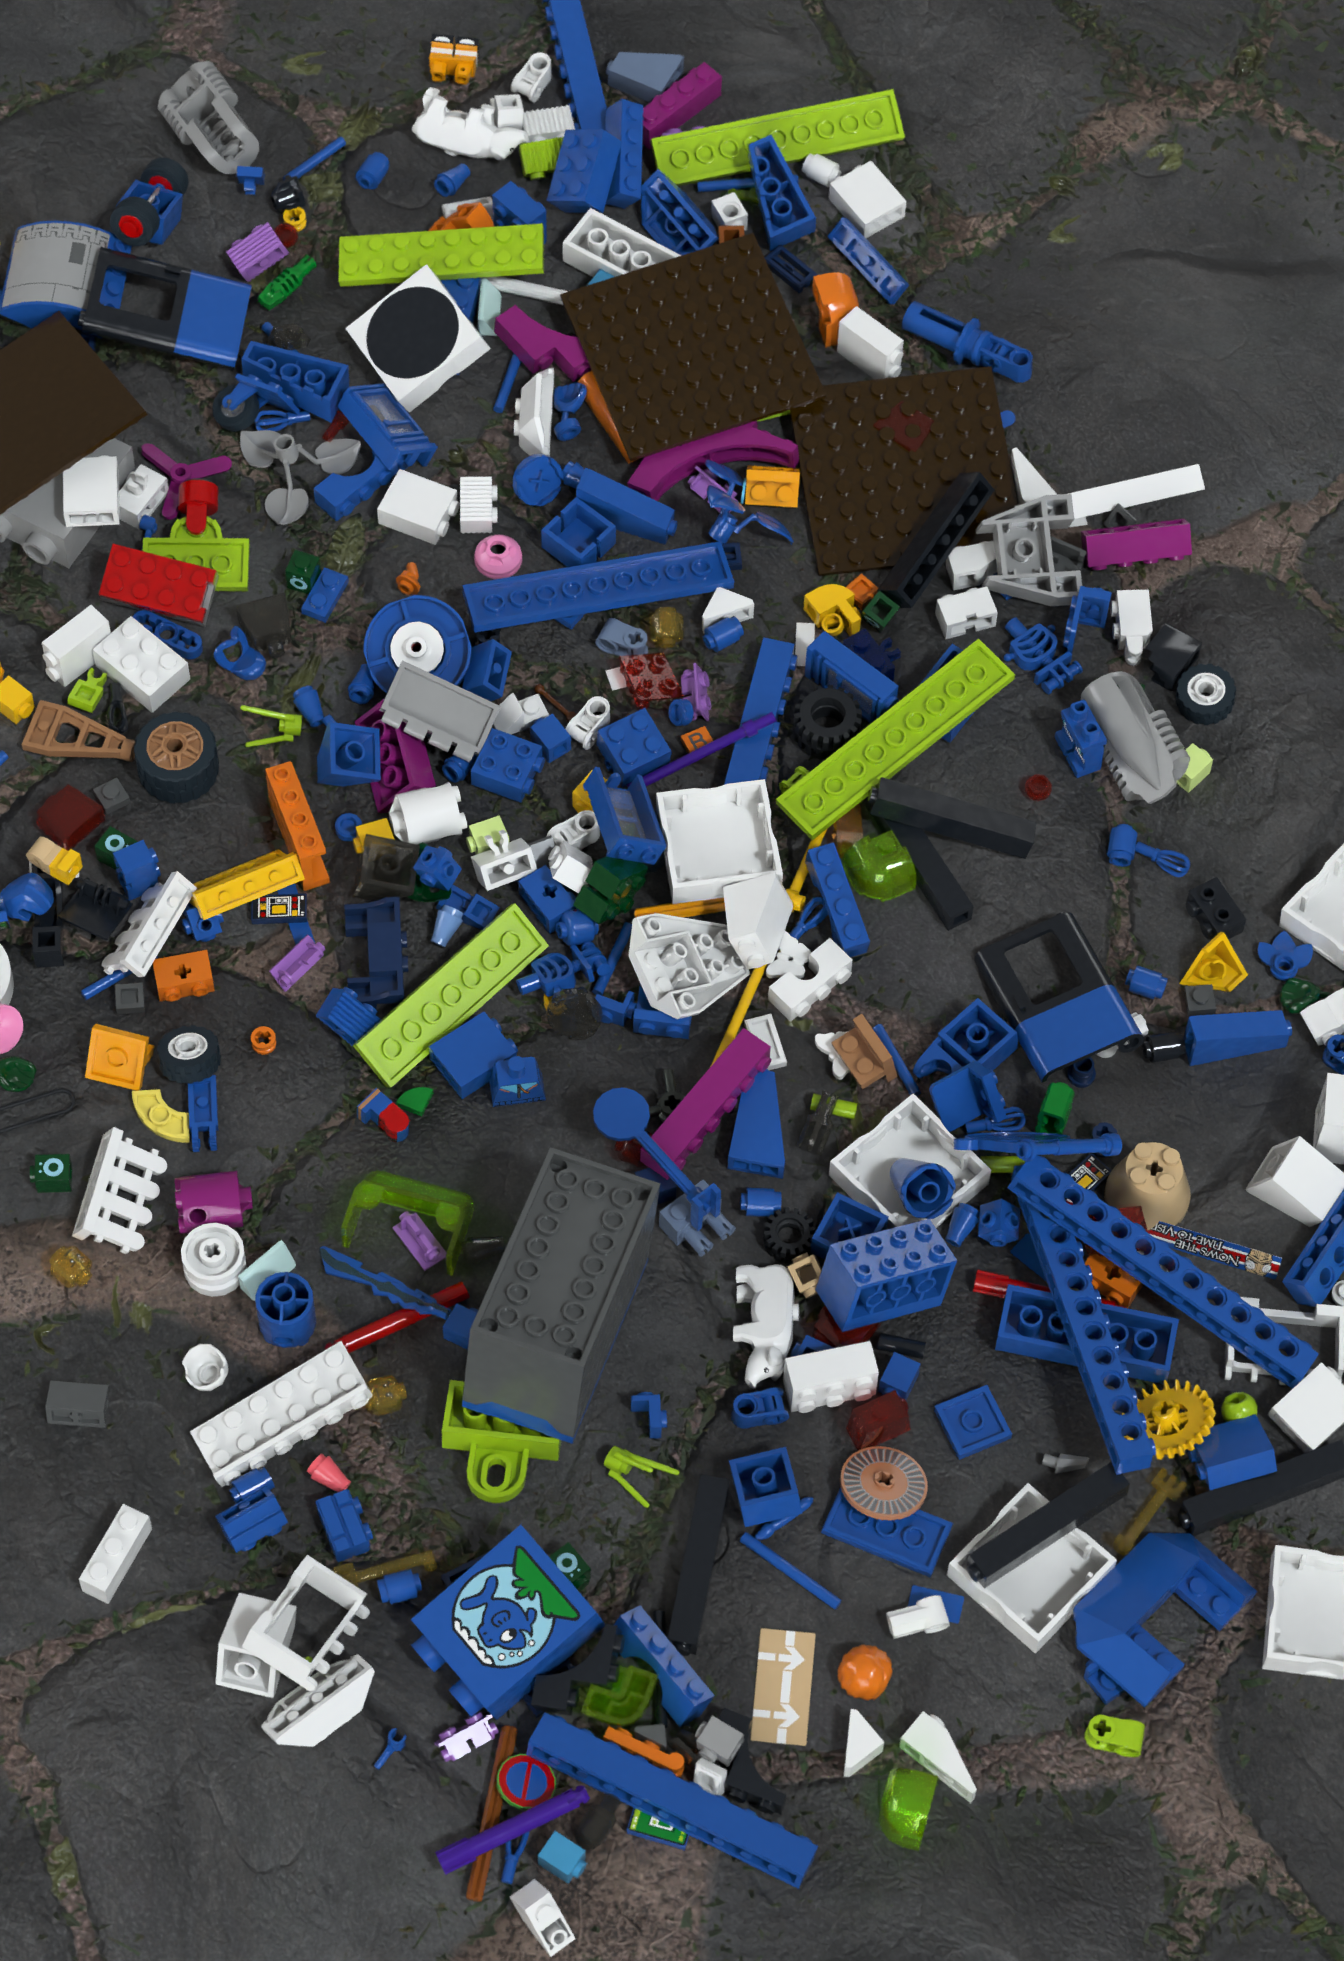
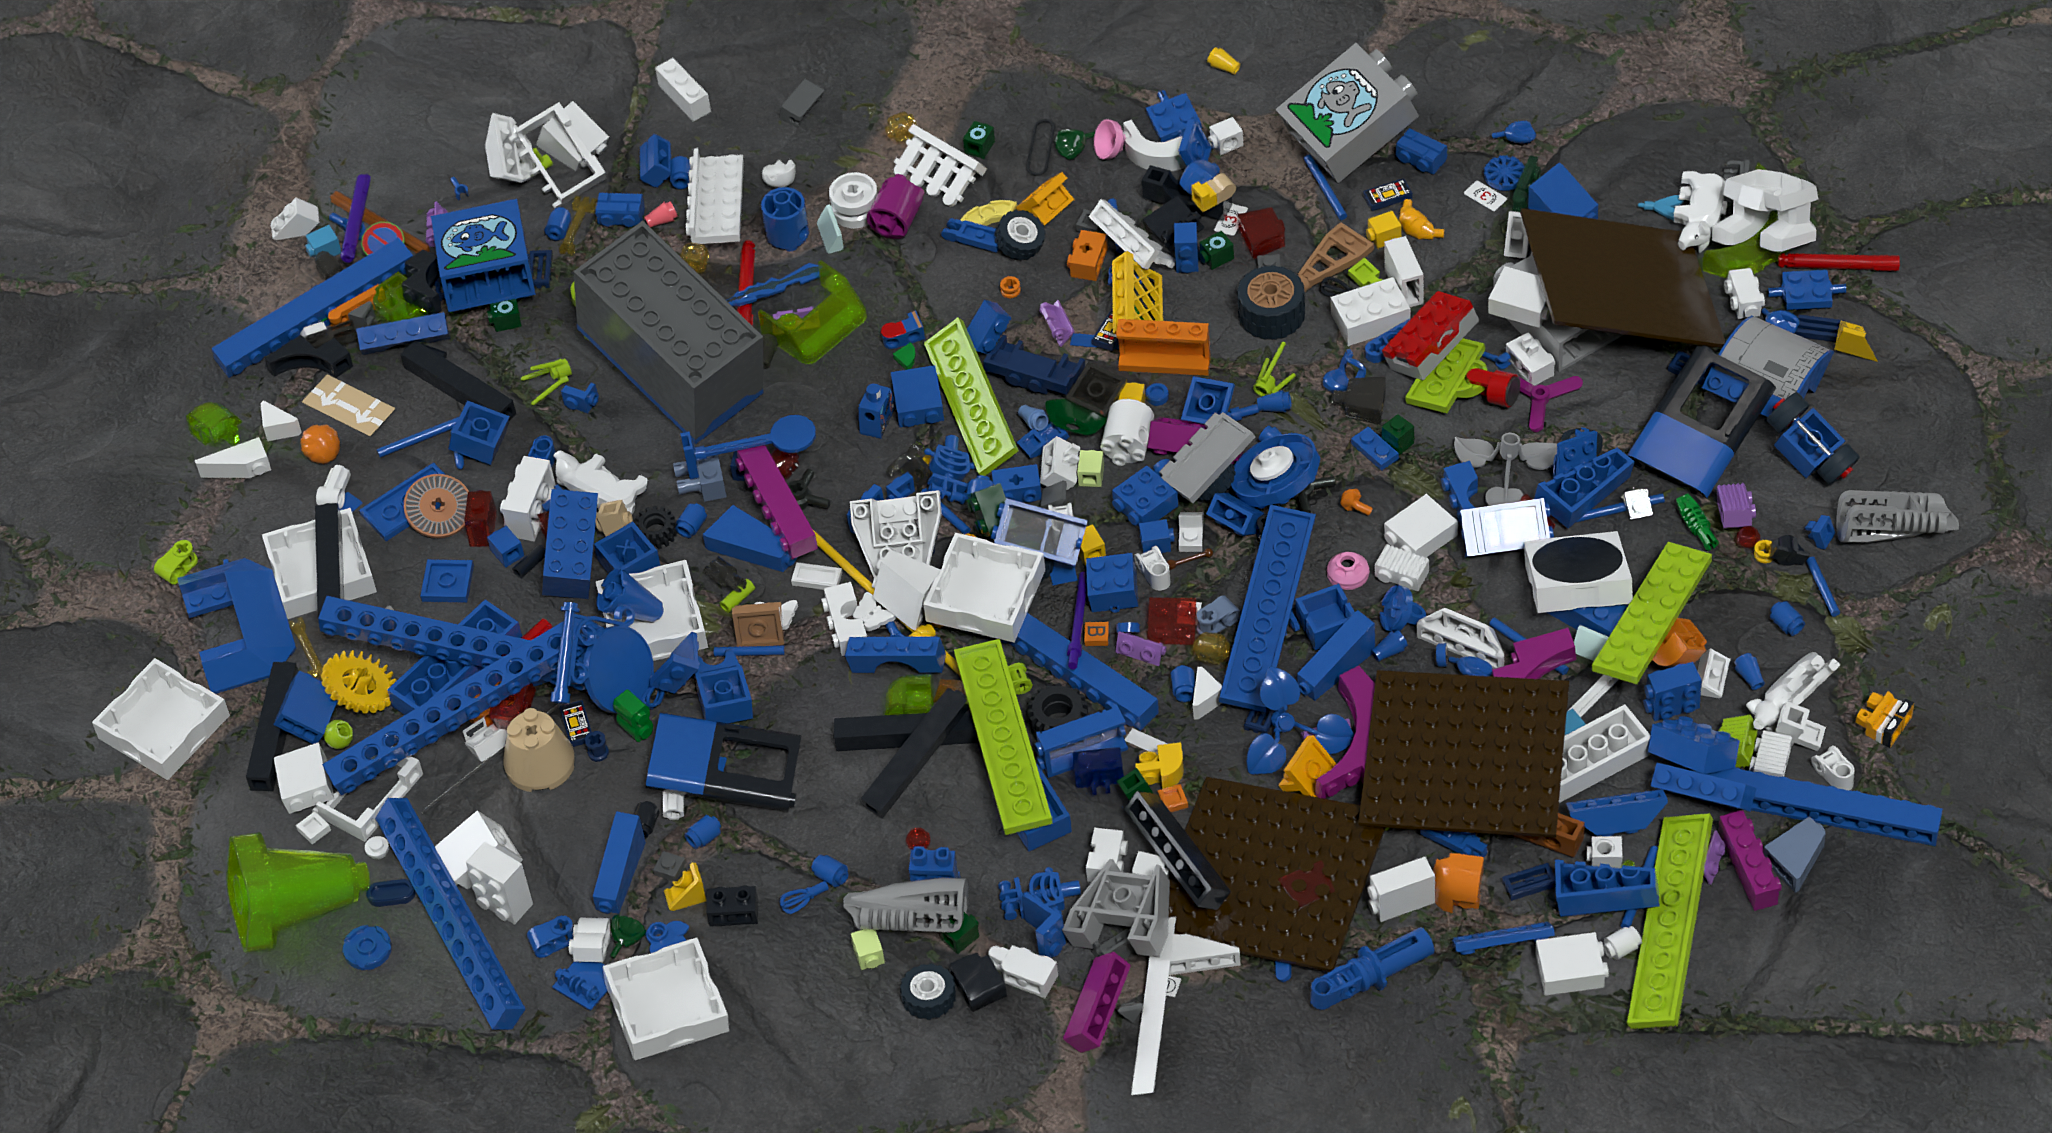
camera: 125 degrees right, 10 degrees down
(437, 868) = (1076, 416): blue brick -> none
(570, 866) = (1019, 488): white brick -> none
(718, 1741) = (325, 333): light grey brick -> none

